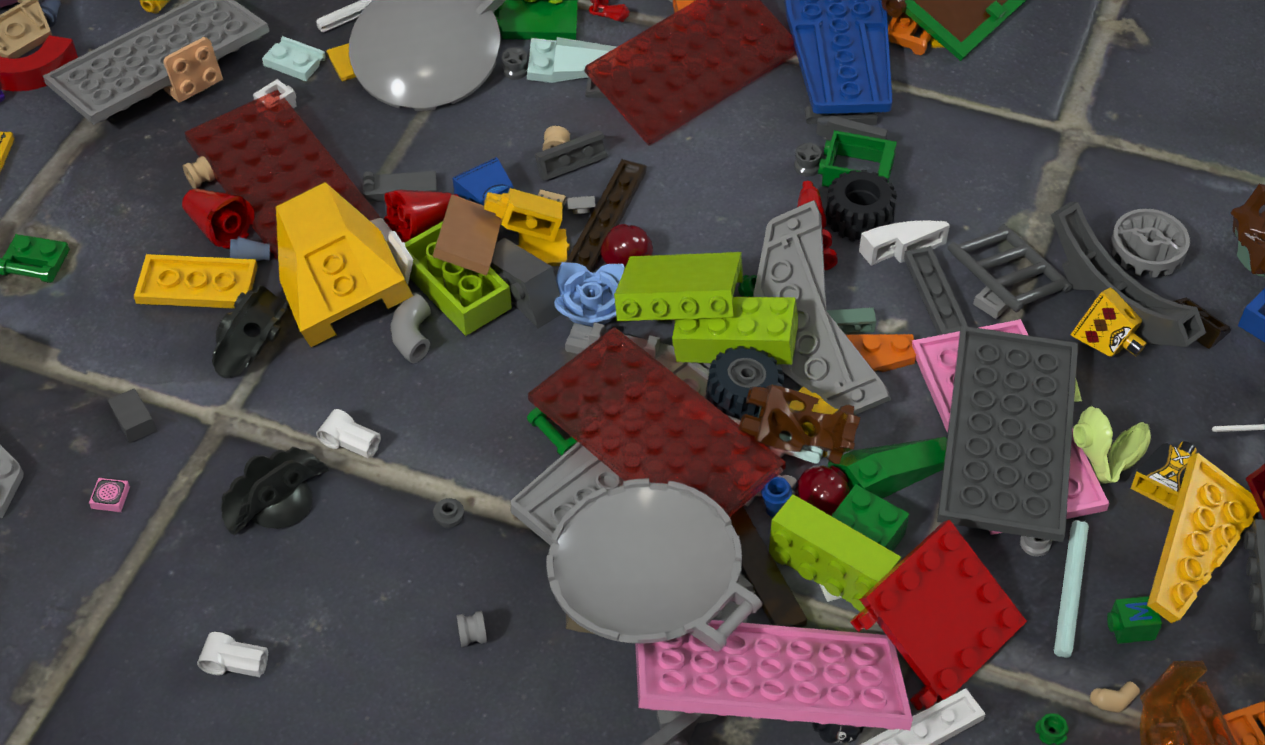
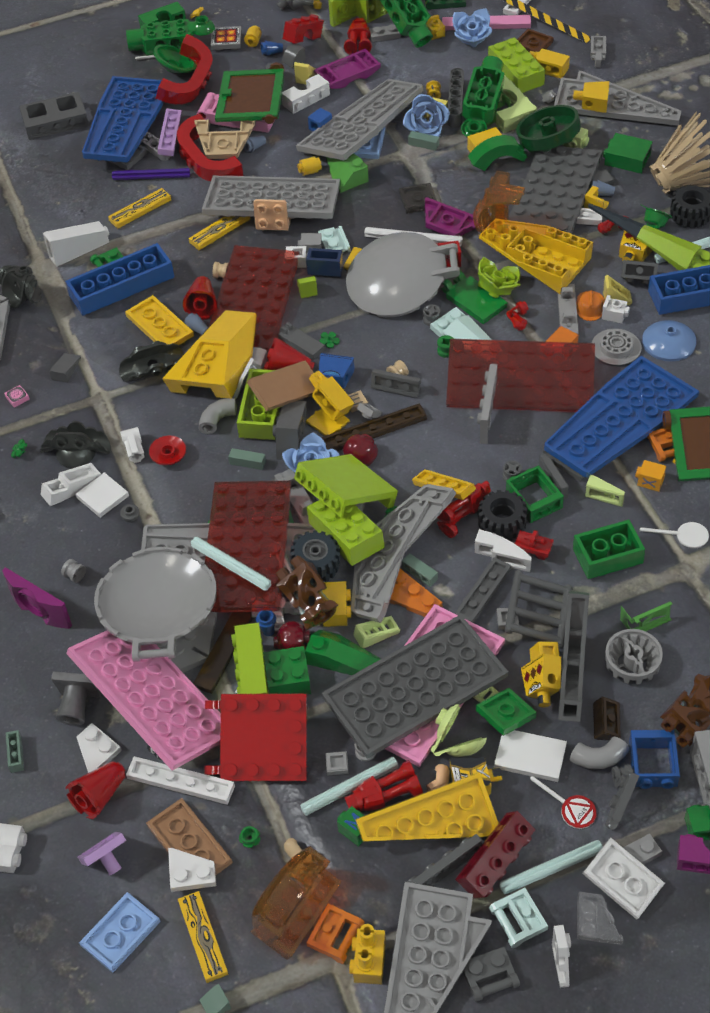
camera: 50 degrees right, 0 degrees up
(77, 265) = (120, 279): none -> blue brick
(127, 137) = (216, 231): none -> yellow tile
(200, 551) = (18, 449): none -> green plant
(275, 69) = (311, 240): none -> light grey brick
(322, 82) = (324, 262): none -> dark blue brick
(327, 539) = (68, 483): none -> white slope
(331, 122) = (307, 287): none -> lime brick
(384, 520) = (102, 495): none -> white tile
(403, 400) = (167, 450): none -> red dish
(429, 163) = (330, 339): none -> green plant
(479, 696) = (37, 600): none -> magenta slope
(509, 350) = (247, 459): none -> sand green piece
(572, 84) = (444, 346): none -> green wheel
(677, 458) = (231, 563): none -> light aqua axle
(710, 105) = (486, 404): none -> light grey wing
(756, 218) = (461, 487): none -> yellow tile
(887, 419) = (365, 638): none -> yellowish green slope
(910, 116) = (603, 491): none -> yellowish green slope
(925, 208) = (534, 544): none -> red hips
(939, 69) = (651, 475): none -> light orange brick
(999, 162) = (608, 549): none -> green brick
(1028, 577) = (337, 763): none -> light grey tile
(1035, 100) = (689, 534): none -> white piece
(1074, 305) = (544, 647): none -> yellow panel
(1093, 211) = (646, 625): none -> bright green piece
(1106, 575) = (370, 794): none -> red piece
(1116, 385) = (506, 711): none -> green plate
(1143, 502) = (442, 777): none -> light nougat arm
(1182, 409) = (531, 755): none -> white tile
(1244, 359) = (600, 757): none -> light grey cylinder

